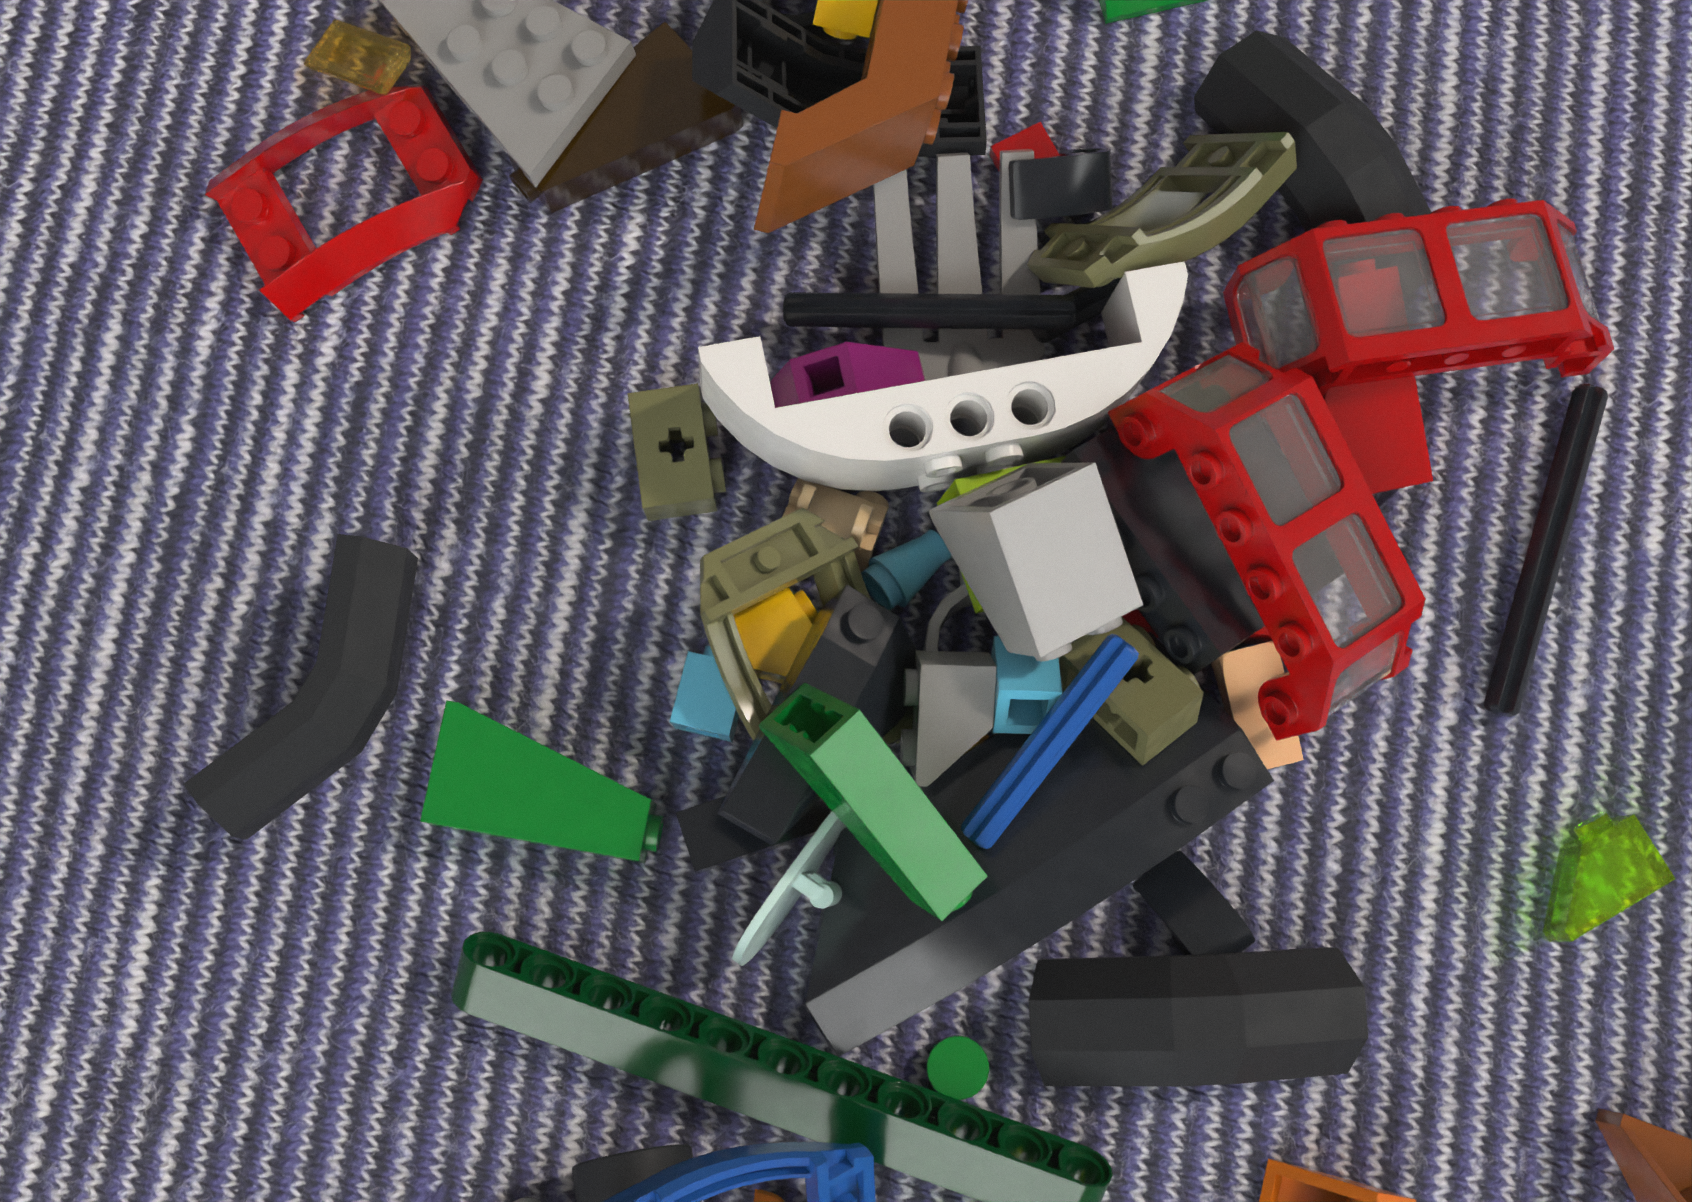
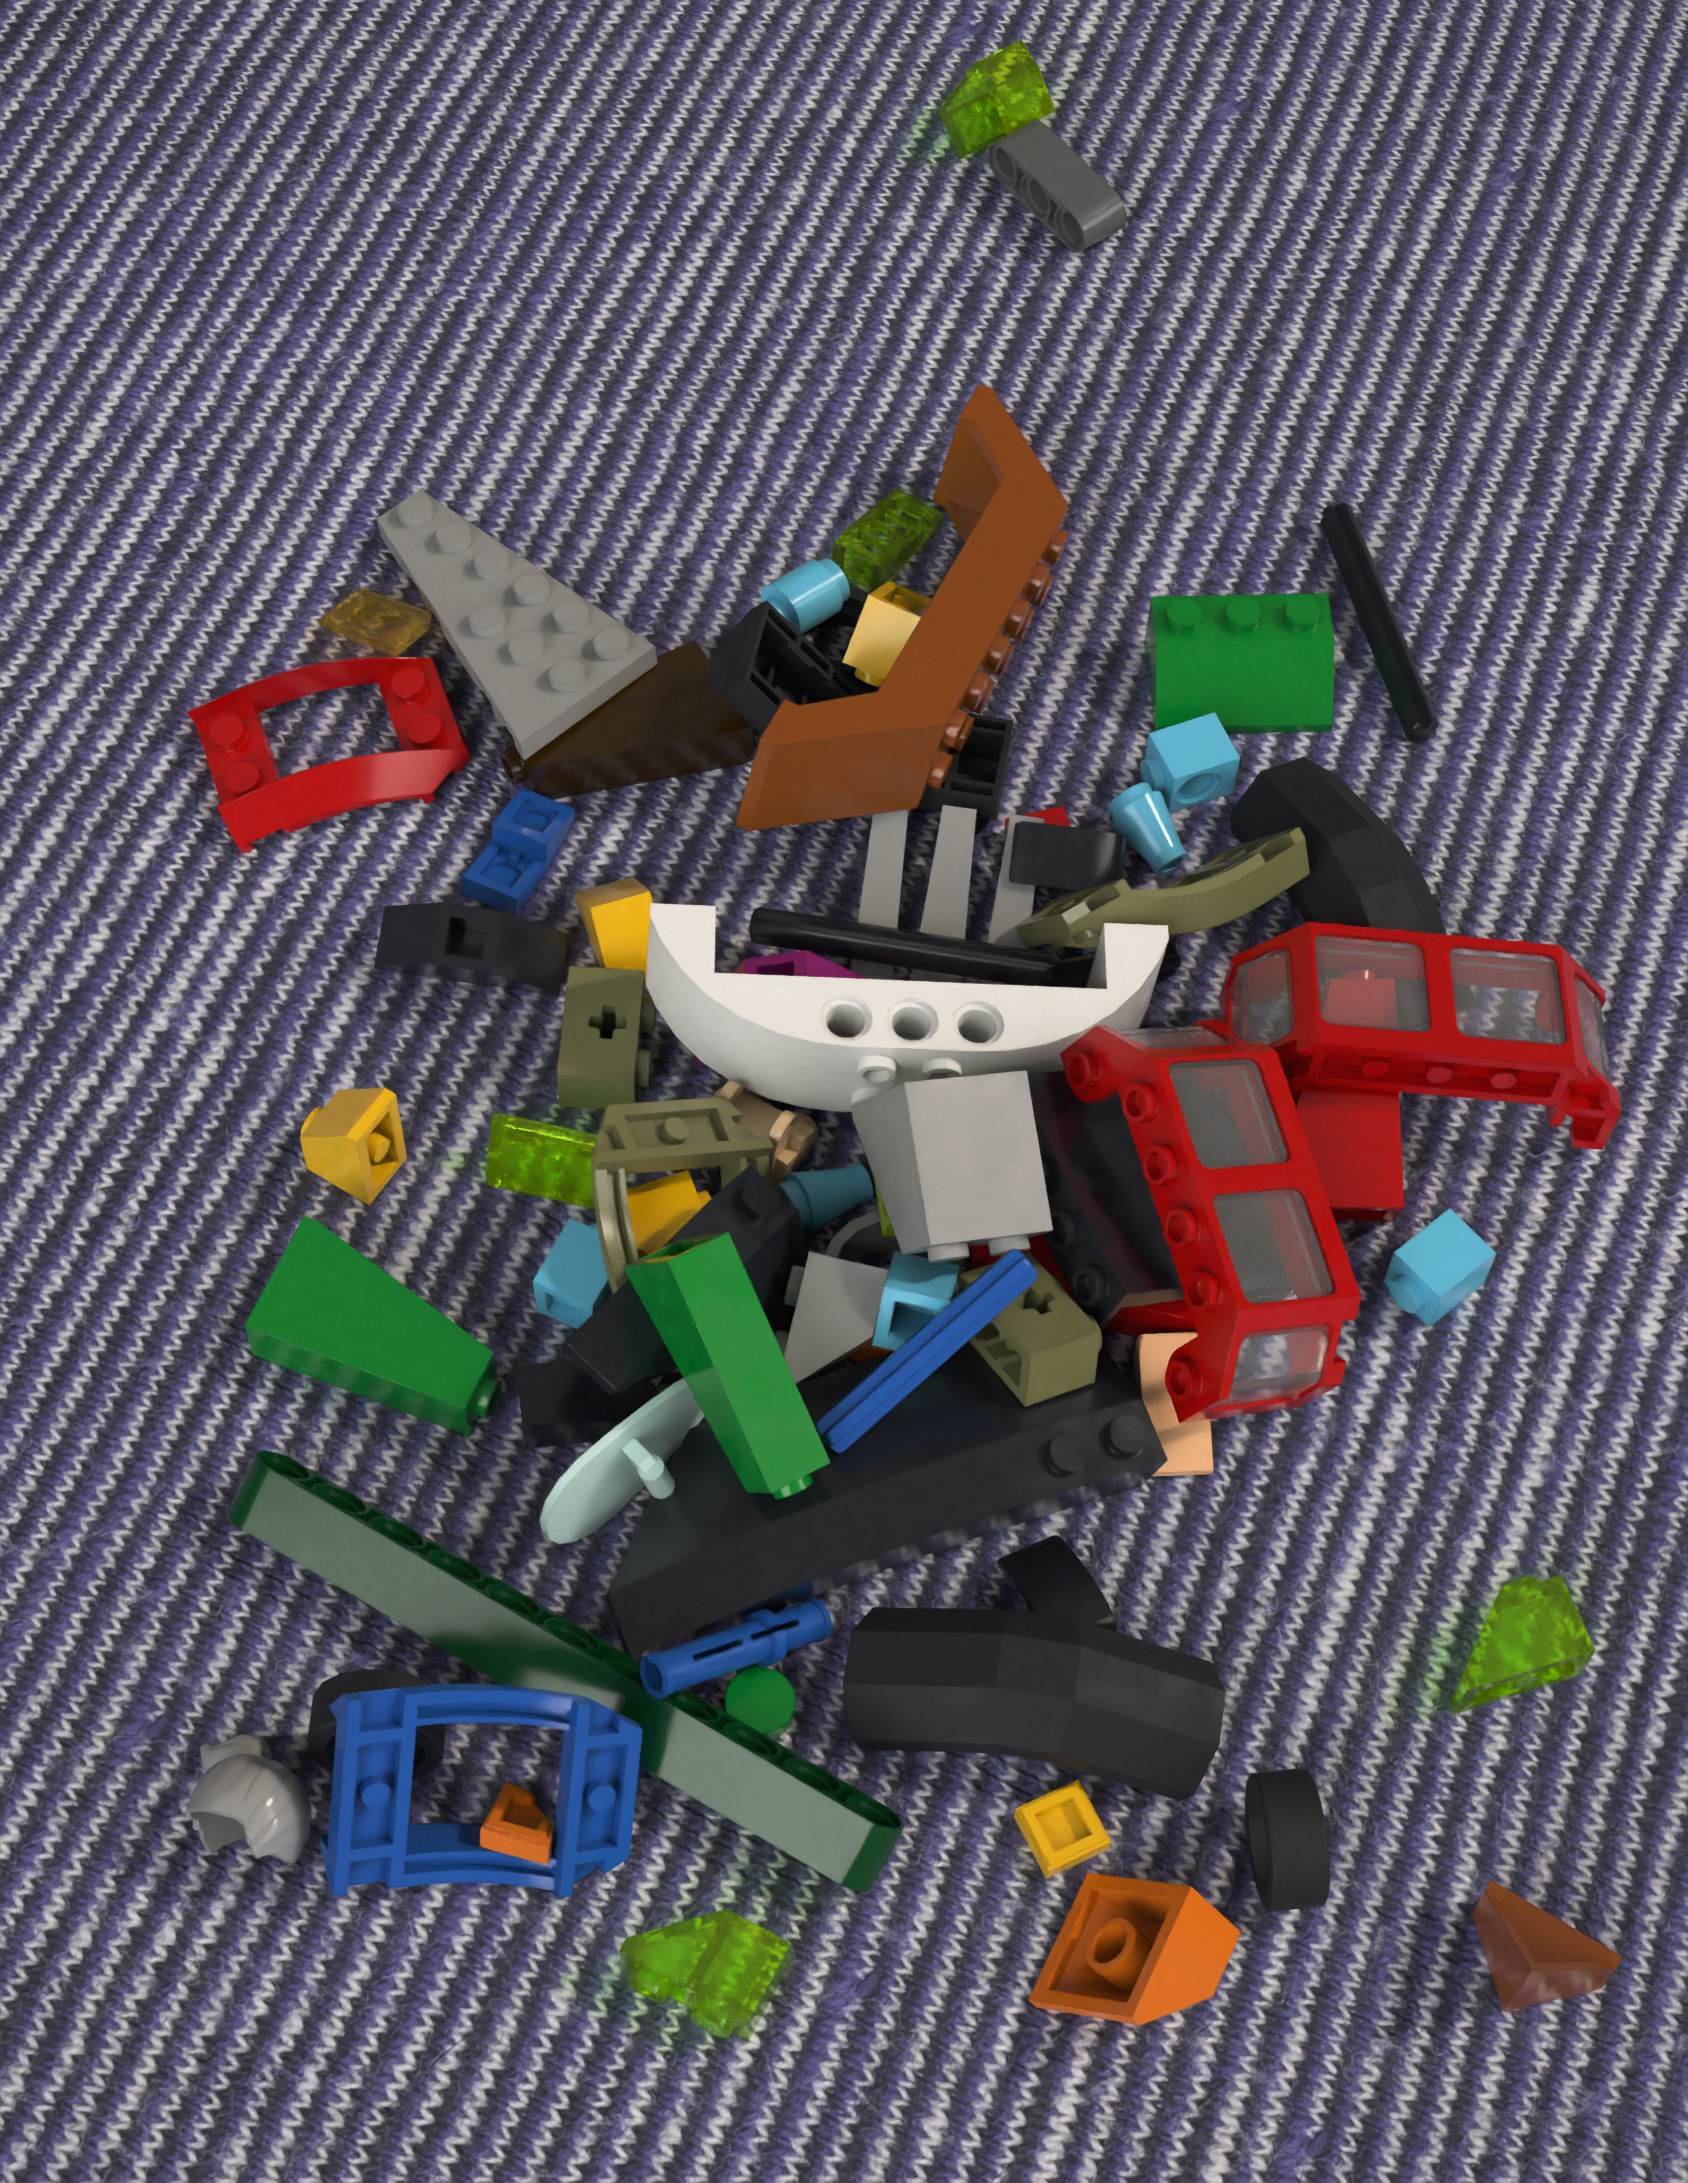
camera: 10 degrees right, 20 degrees down
(337, 702) = (186, 1194): black piece -> none
(471, 608) = (355, 1141): none -> yellow slope
(532, 387) = (472, 947): none -> black slope
(550, 270) = (520, 851): none -> blue slope
(648, 586) = (540, 1160): none -> clear neon green slope
(662, 332) = (617, 922): none -> yellow slope
(947, 1022) = (759, 1639): none -> blue pin
(1123, 129) = (1148, 827): none -> medium azure cone
(1149, 53) = (1190, 762): none -> medium azure brick
(1239, 1124) = (1062, 1829): none -> yellow tile
(1443, 1113) = (1287, 1839): none -> black tyre
(1468, 527) = (1438, 1268): none -> medium azure brick
(1545, 551) = (1521, 1315): black axle -> none

